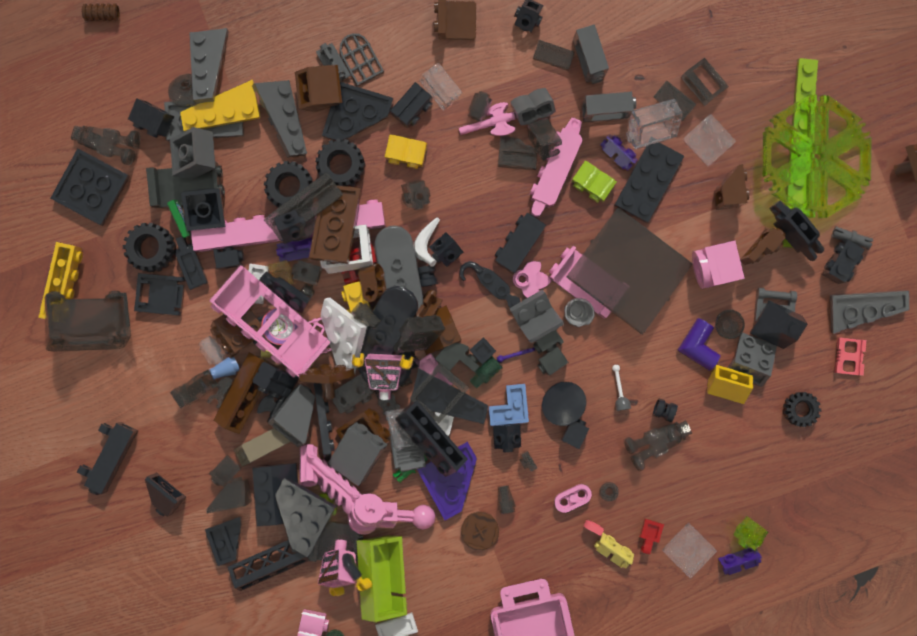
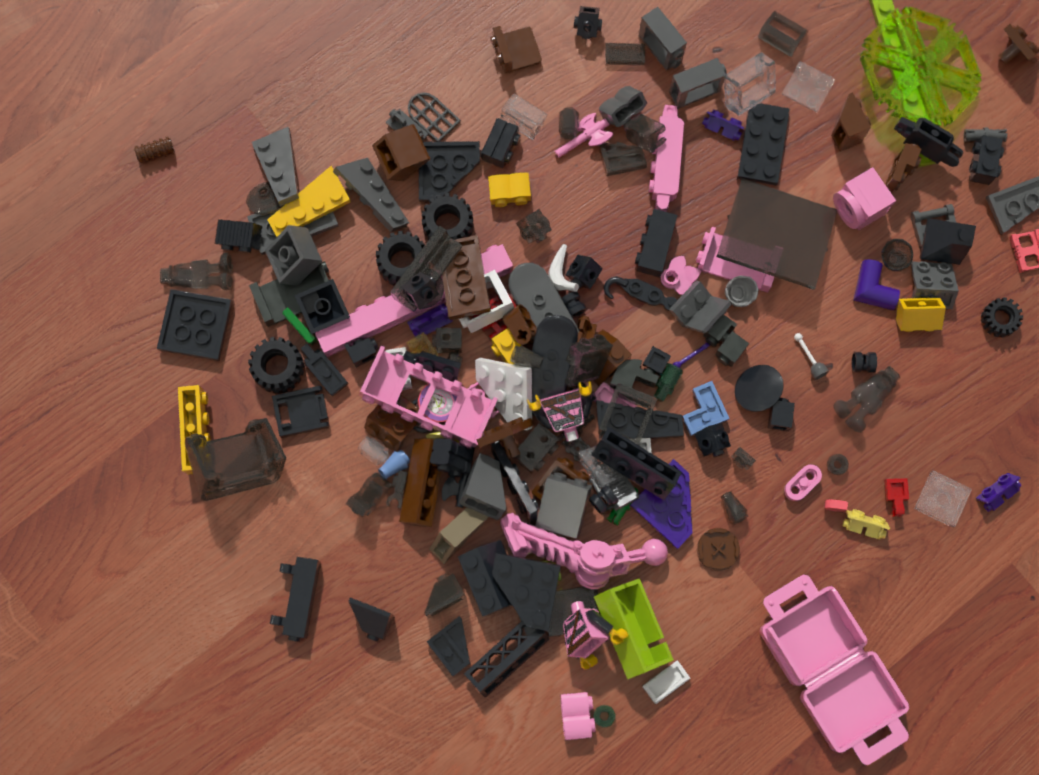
camera: 15 degrees left, 10 degrees down
(224, 471) = (428, 573): clear smoke bracket -> none
(397, 459) = (603, 499): none -> black wheel
(593, 181) = (709, 160): lime brick -> none
(670, 92) = (751, 50): clear smoke hinge -> none
(750, 534) = (999, 458): clear neon green brick -> none

